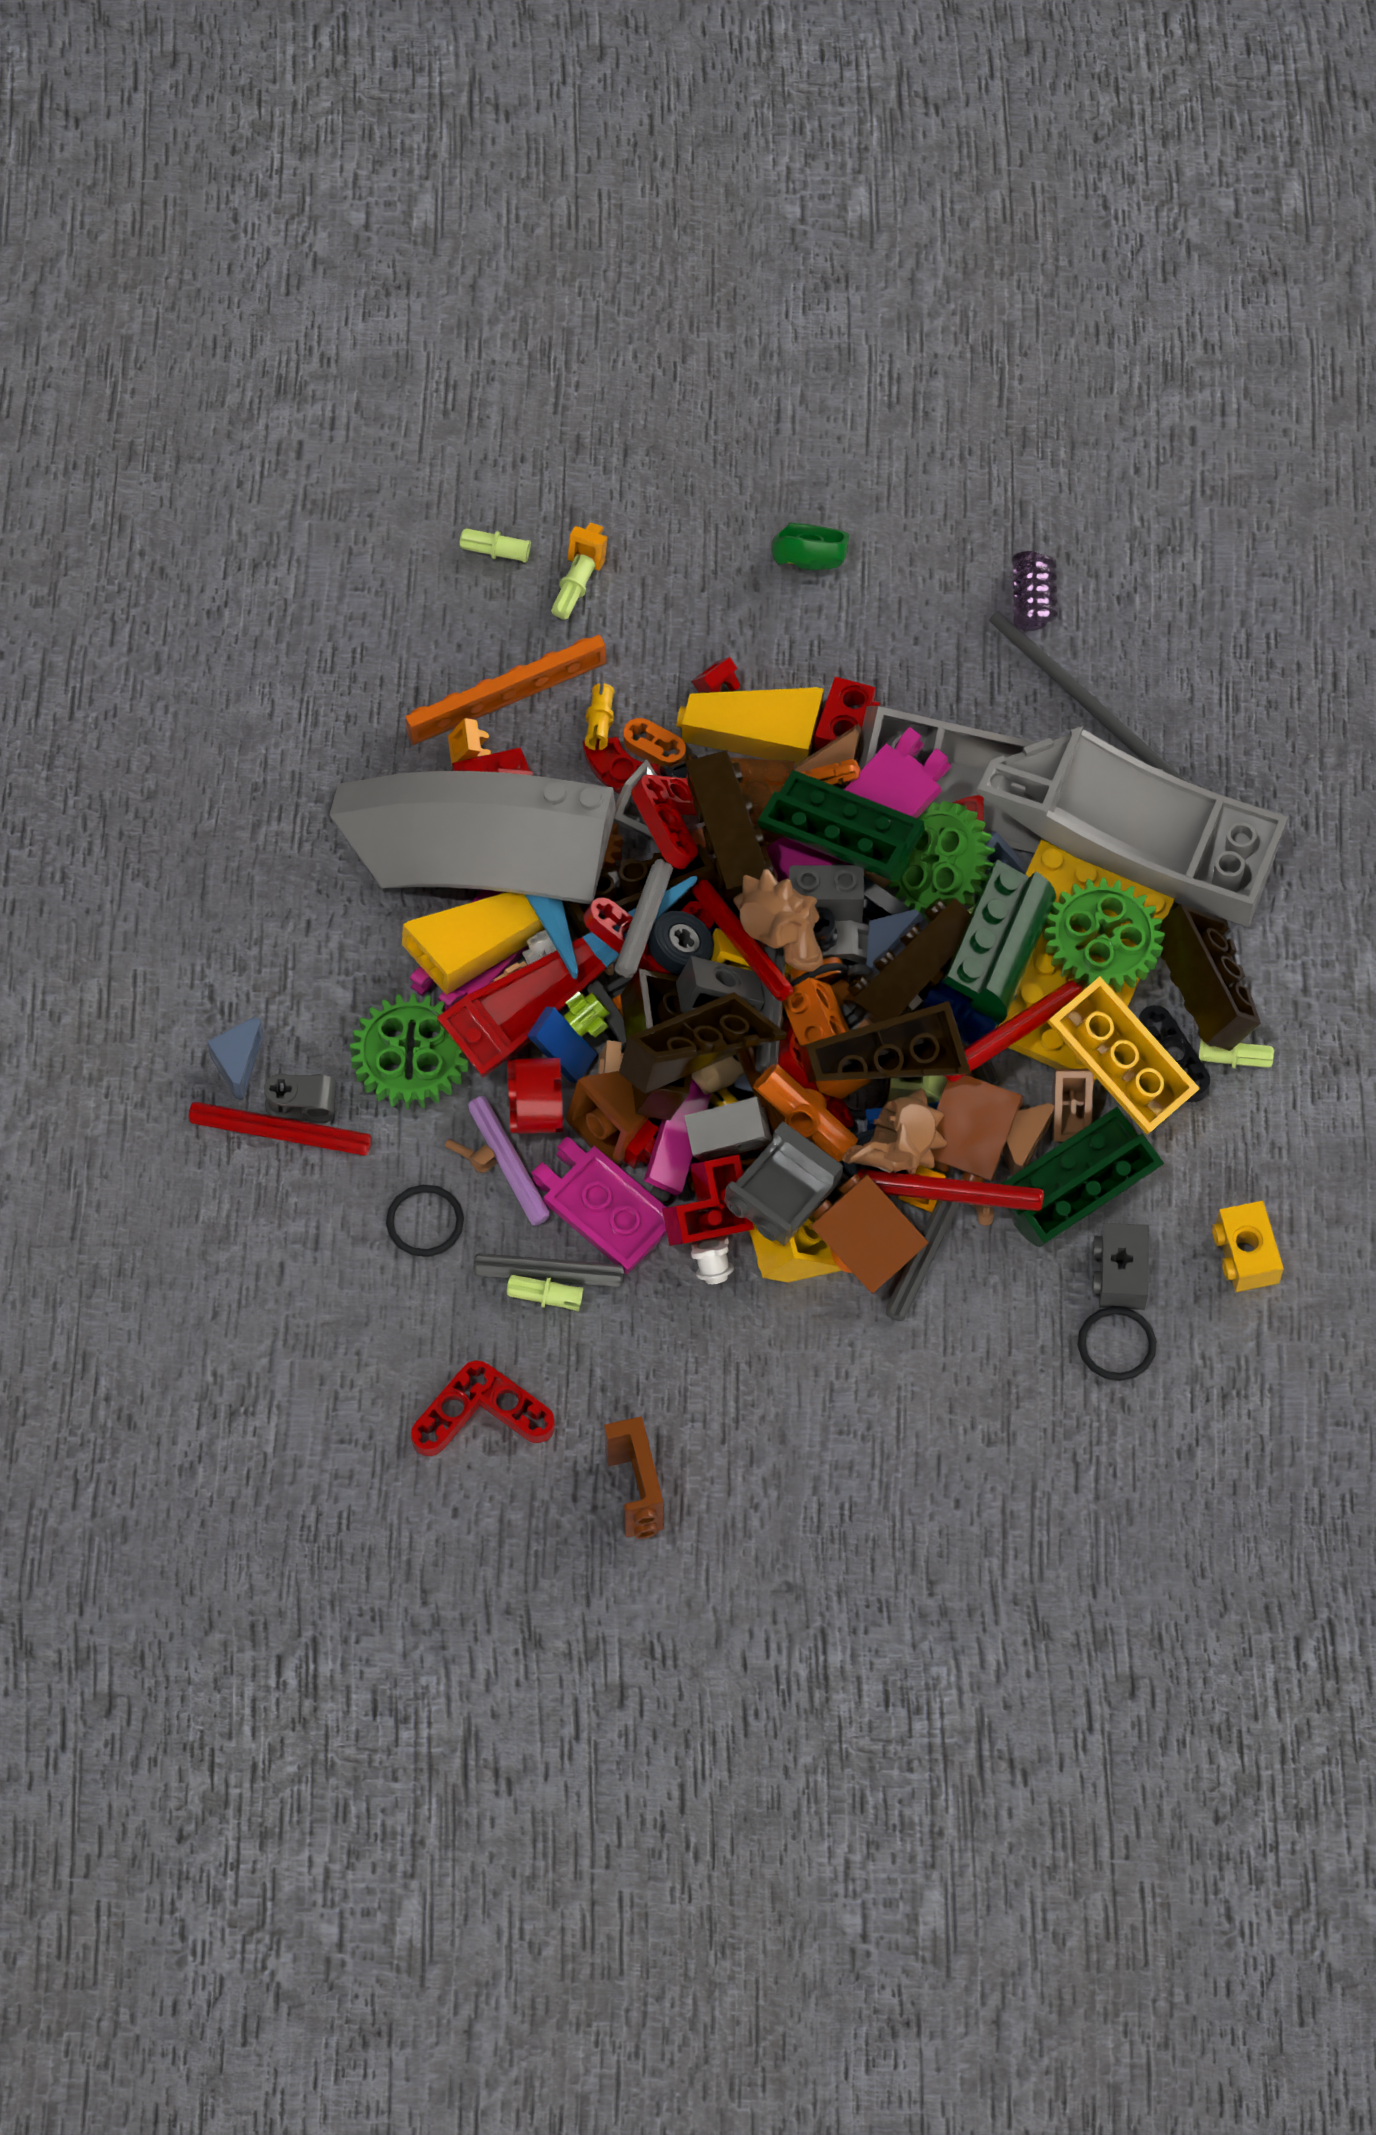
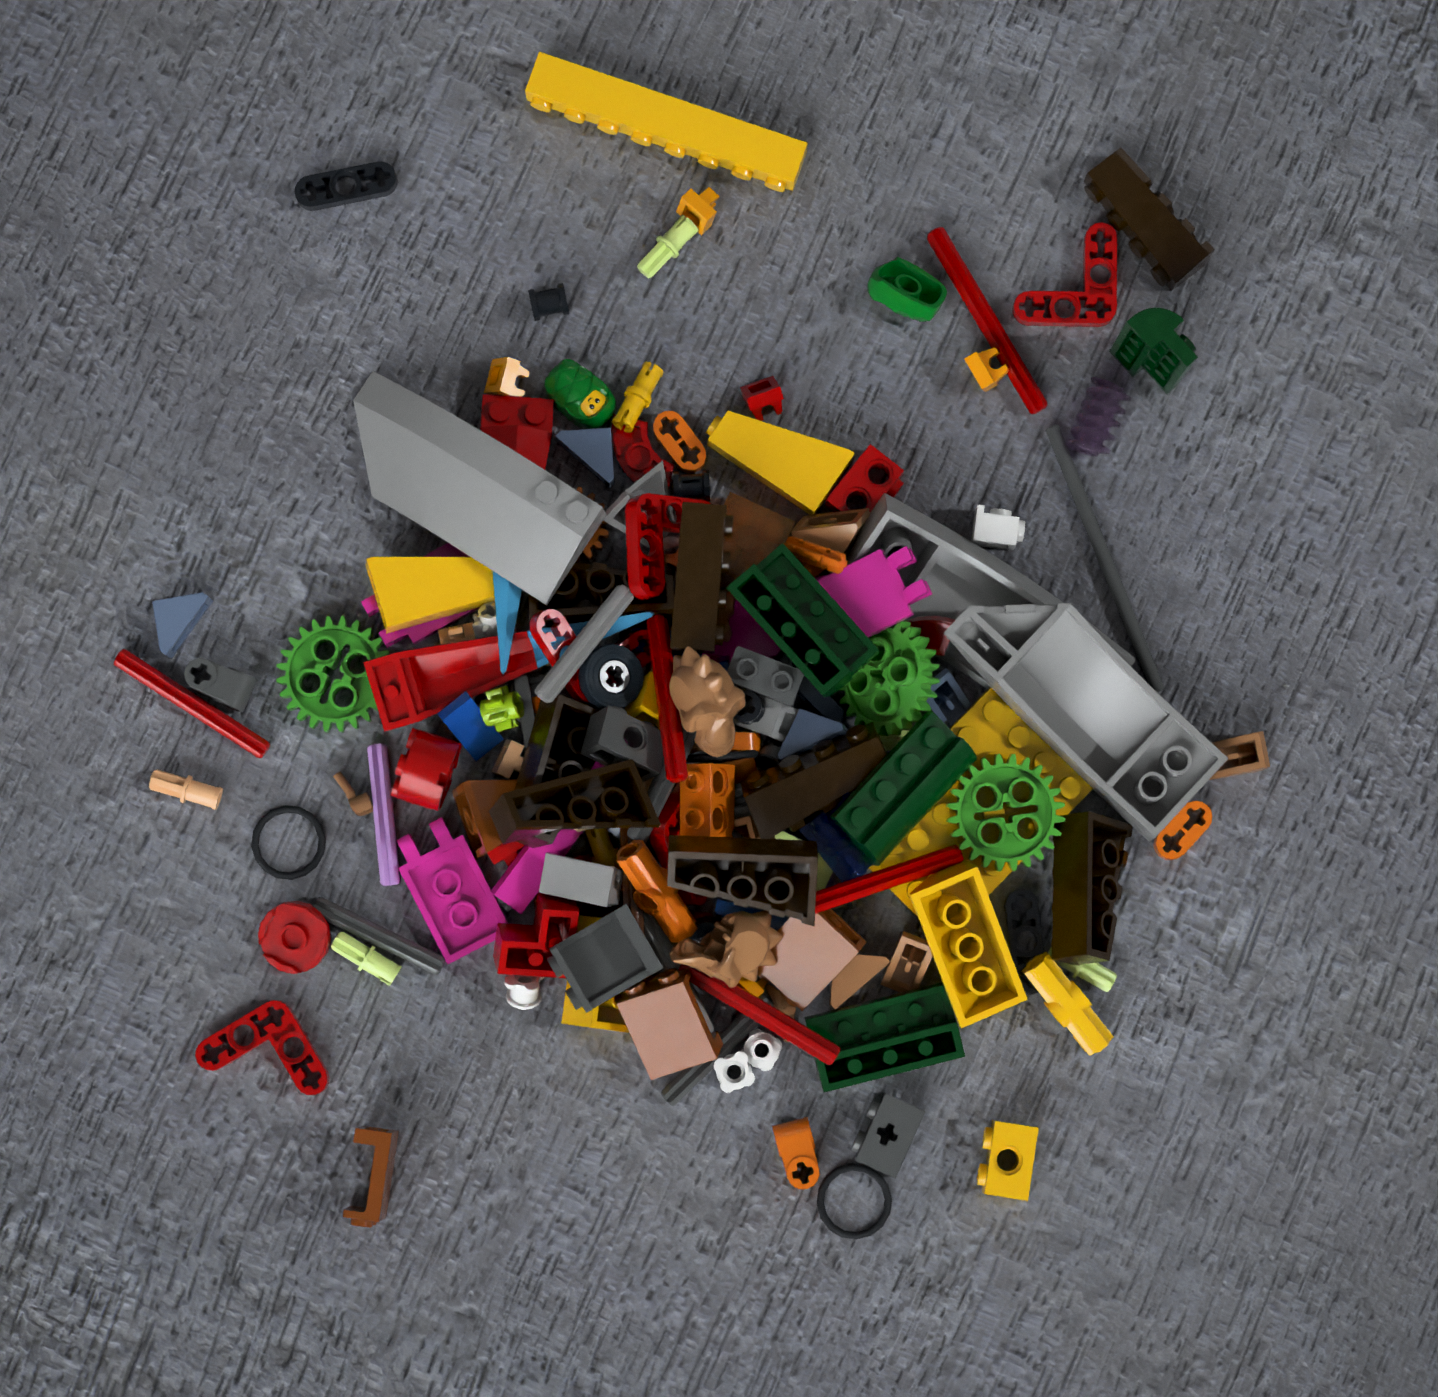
camera: 20 degrees right, 20 degrees up
(243, 653) = (370, 173): none -> black beam
(304, 1205) = (185, 789): none -> light nougat axle
(467, 1298) = (294, 937): none -> red tile
(481, 667) = (548, 302): none -> black bush
(495, 545) = (612, 172): yellowish green axle -> none
(506, 689) = (547, 333): orange plate -> none
(527, 485) = (665, 122): none -> yellow brick
(544, 736) = (580, 395): none -> green piece
(573, 766) = (592, 449): none -> sand blue slope
(895, 550) = (986, 320): none -> red axle
(909, 588) = (983, 372): none -> light orange tile
(949, 1253) = (745, 1079): none -> white brick
(966, 1244) = (774, 1047): none -> white brick
(977, 497) = (1091, 292): none -> red beam
(983, 710) = (997, 528): none -> white brick
(1005, 417) = (1146, 220): none -> dark brown wedge
(1041, 1310) = (797, 1145): none -> orange piece
(1060, 499) = (1153, 345): none -> dark green brick
(1239, 1085) = (1067, 1003): none -> yellow piece
(1268, 904) = (1189, 836): none -> orange beam
(1305, 821) = (1245, 755): none -> medium nougat slope

